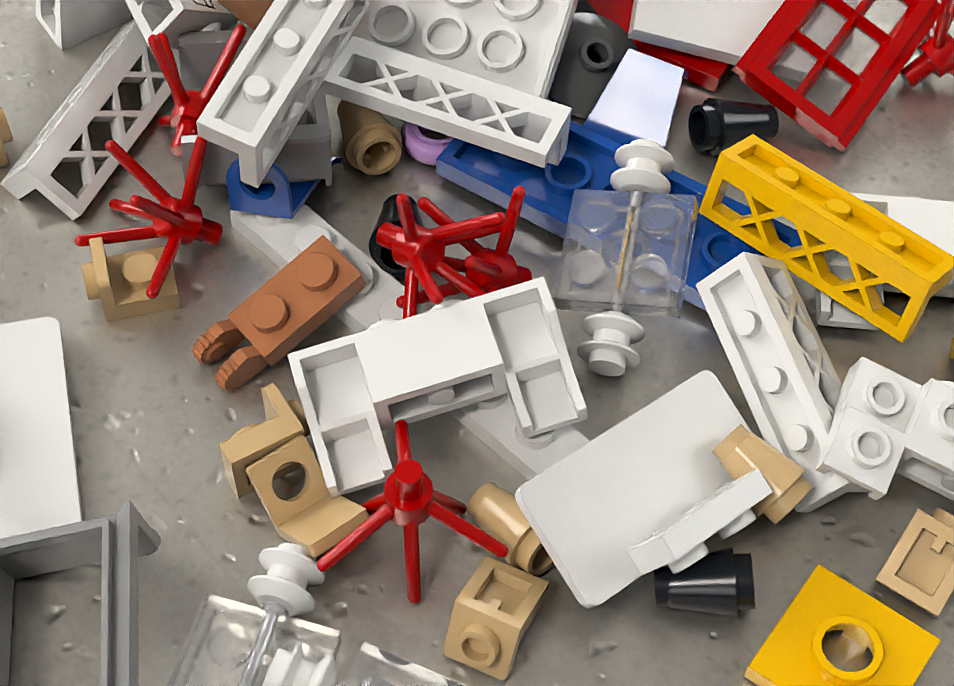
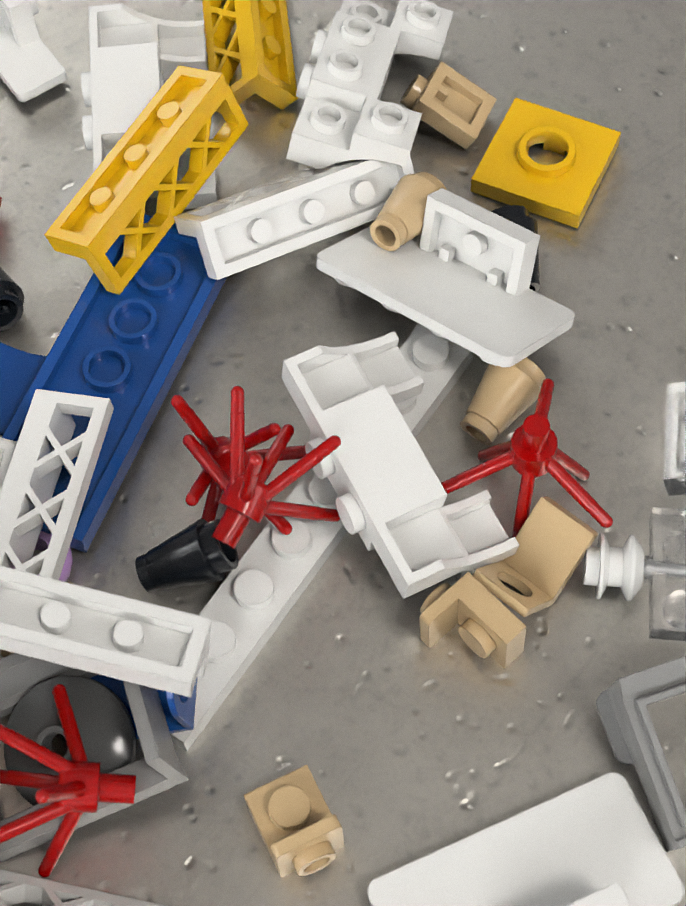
camera: 95 degrees left, 5 degrees up
(172, 219) = (219, 789): red plant -> none
(280, 313) = (315, 645): nougat hinge -> none
(493, 617) = (595, 394): tan bracket -> none
(626, 255) = (187, 338): clear plate -> none

